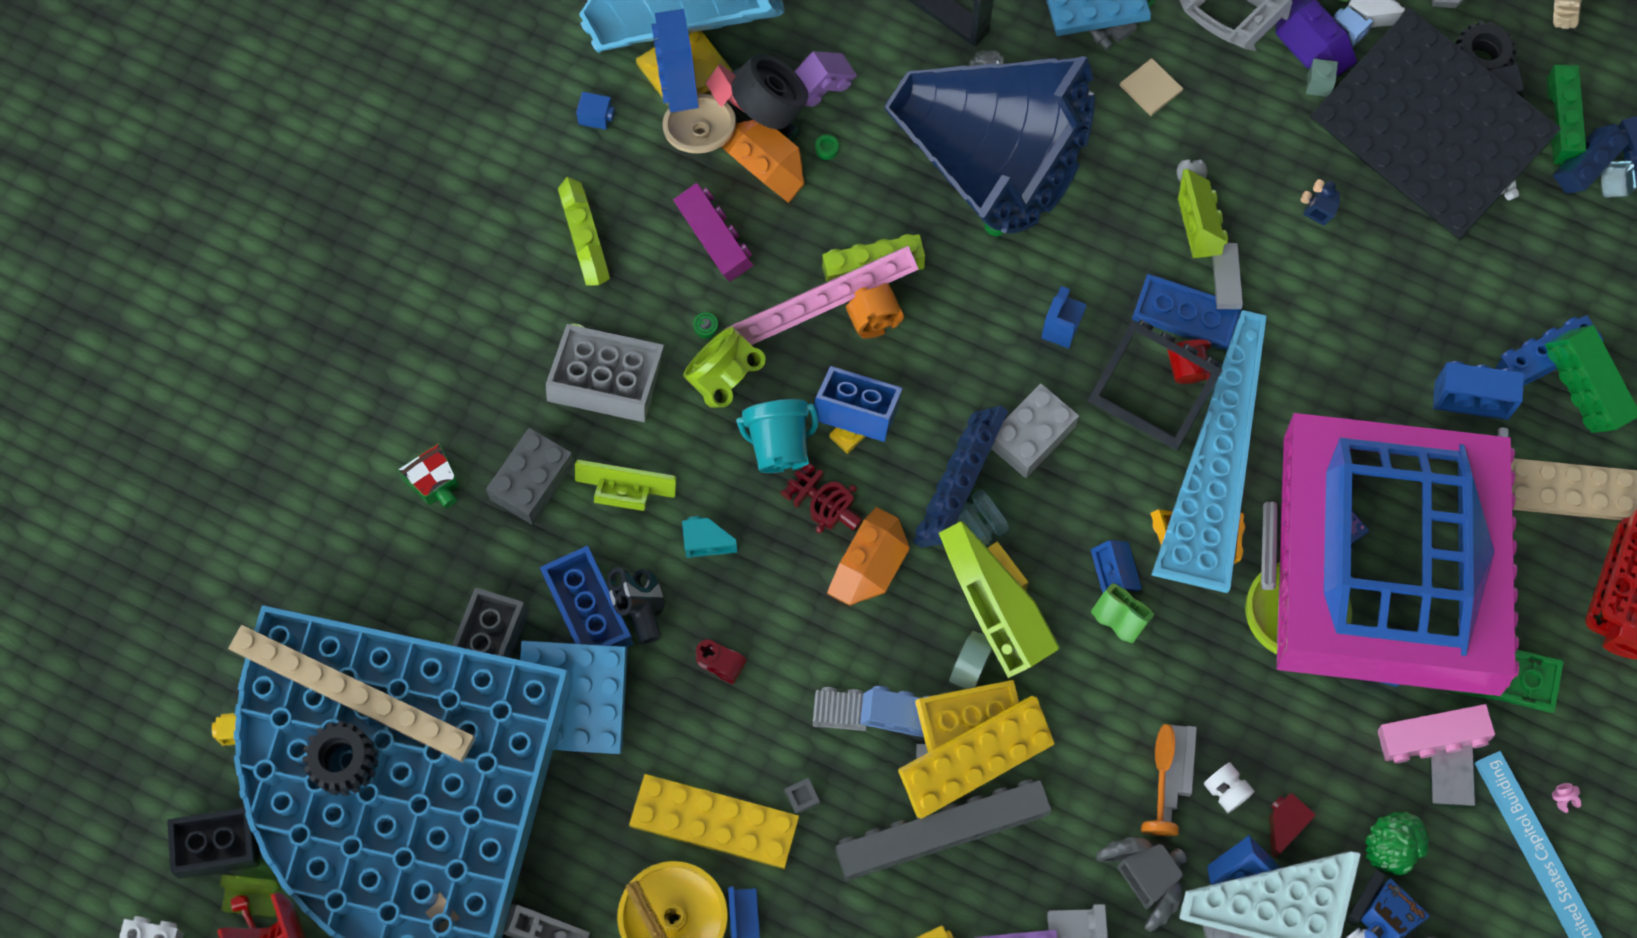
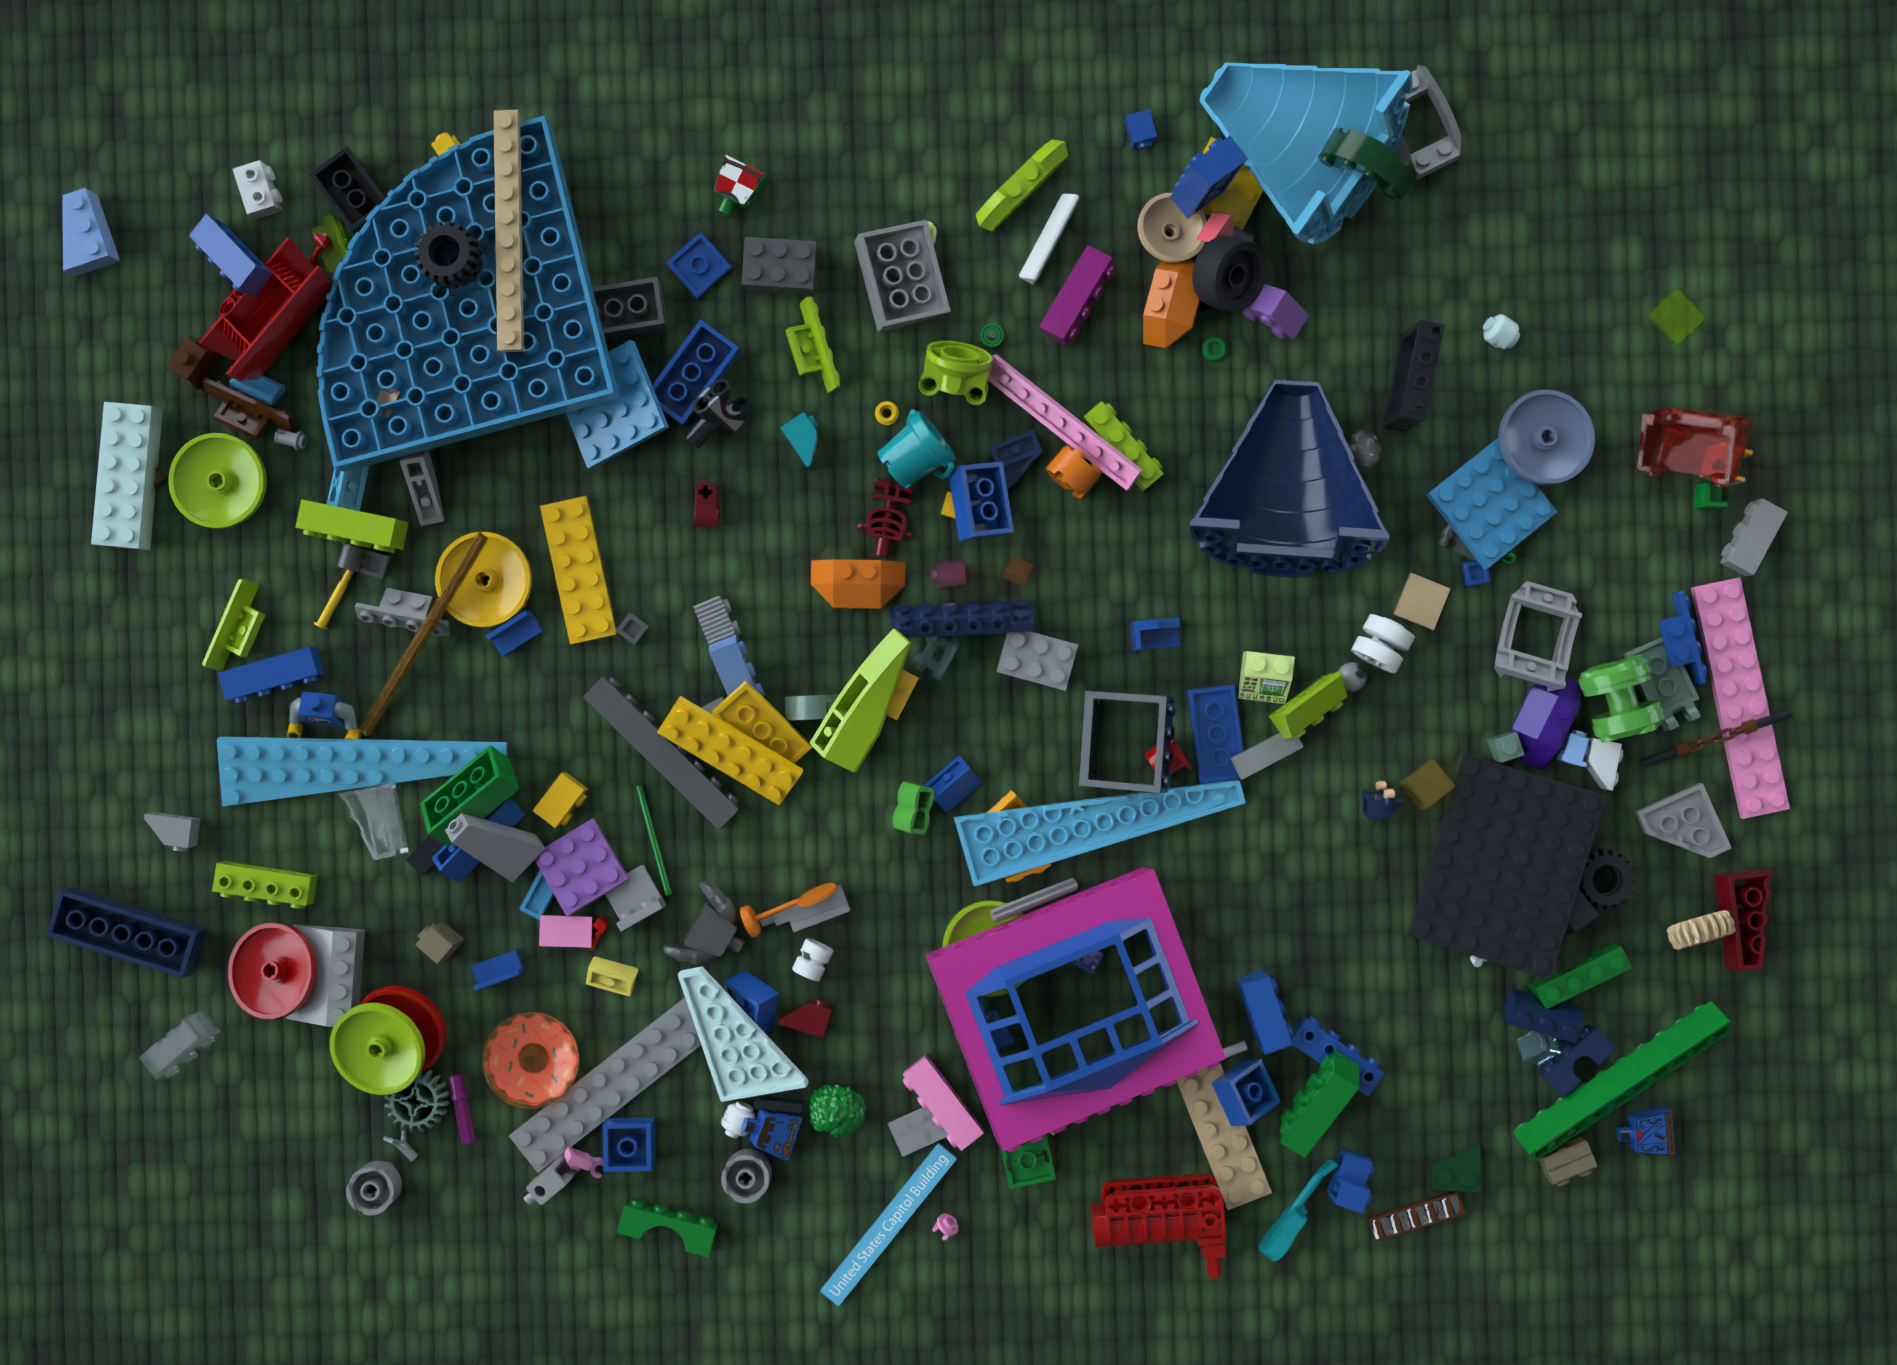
camera: 60 degrees right, 20 degrees up
(484, 553) = (699, 265): none -> blue tile
(645, 233) = (1049, 237): none -> white slope
(721, 446) = (886, 406): none -> yellow plate
(828, 351) = (1016, 455): none -> dark blue wing
(912, 465) = (949, 575): none -> clear pink brick
(939, 410) = (1017, 571): none -> clear orange plate
(1028, 888) = (653, 838): none -> green axle
(1148, 32) = (1475, 573): none -> blue tile
(1154, 243) = (1265, 677): none -> yellowish green slope
(1175, 129) = (1385, 638): none -> white wheel
(1324, 154) = (1427, 784): none -> clear yellow head
(1551, 443) = (1246, 1092): none -> blue brick

